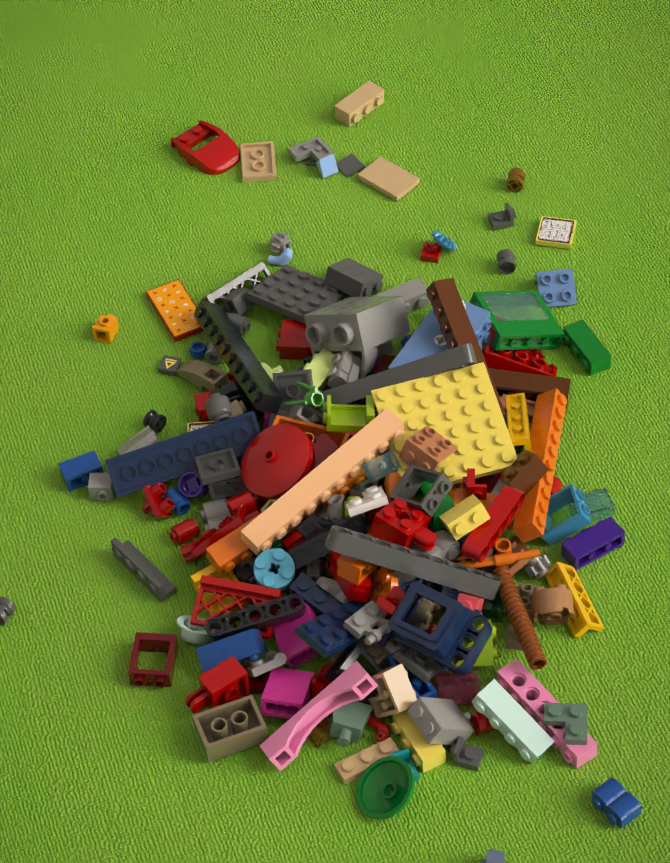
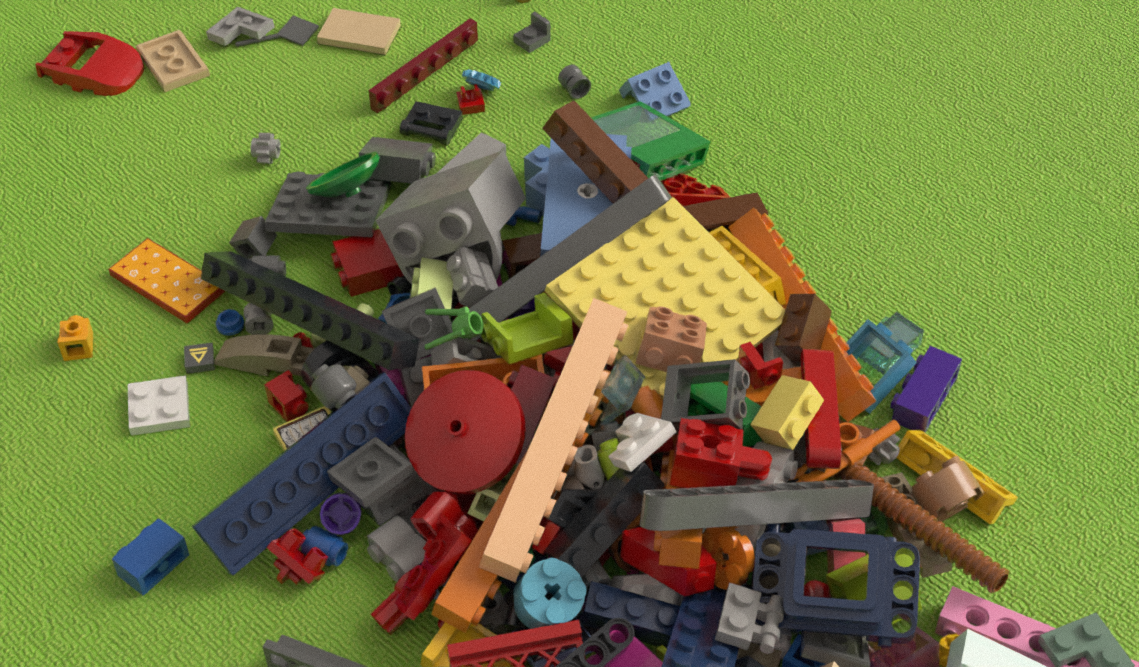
camera: 30 degrees left, 0 degrees up
(100, 487) = (196, 568): light grey brick -> none
(132, 386) = (158, 405): none -> white plate
(141, 439) = (221, 481): light grey slope -> none
(155, 421) = (223, 442): black wheel -> none
(184, 531) = (361, 588): red brick -> none
(236, 281) = (236, 212): fence -> none
(281, 260) = (280, 167): light blue arm -> none
(309, 280) = (345, 177): none -> green dish
(327, 166) = (271, 37): light blue slope -> none
(391, 602) = (767, 571): red bracket -> none
(399, 256) = (431, 122): none -> black plate
(414, 217) = (423, 65): none -> dark red plate
(556, 232) = (609, 31): tile -> none
(586, 347) = (744, 150): green brick -> none

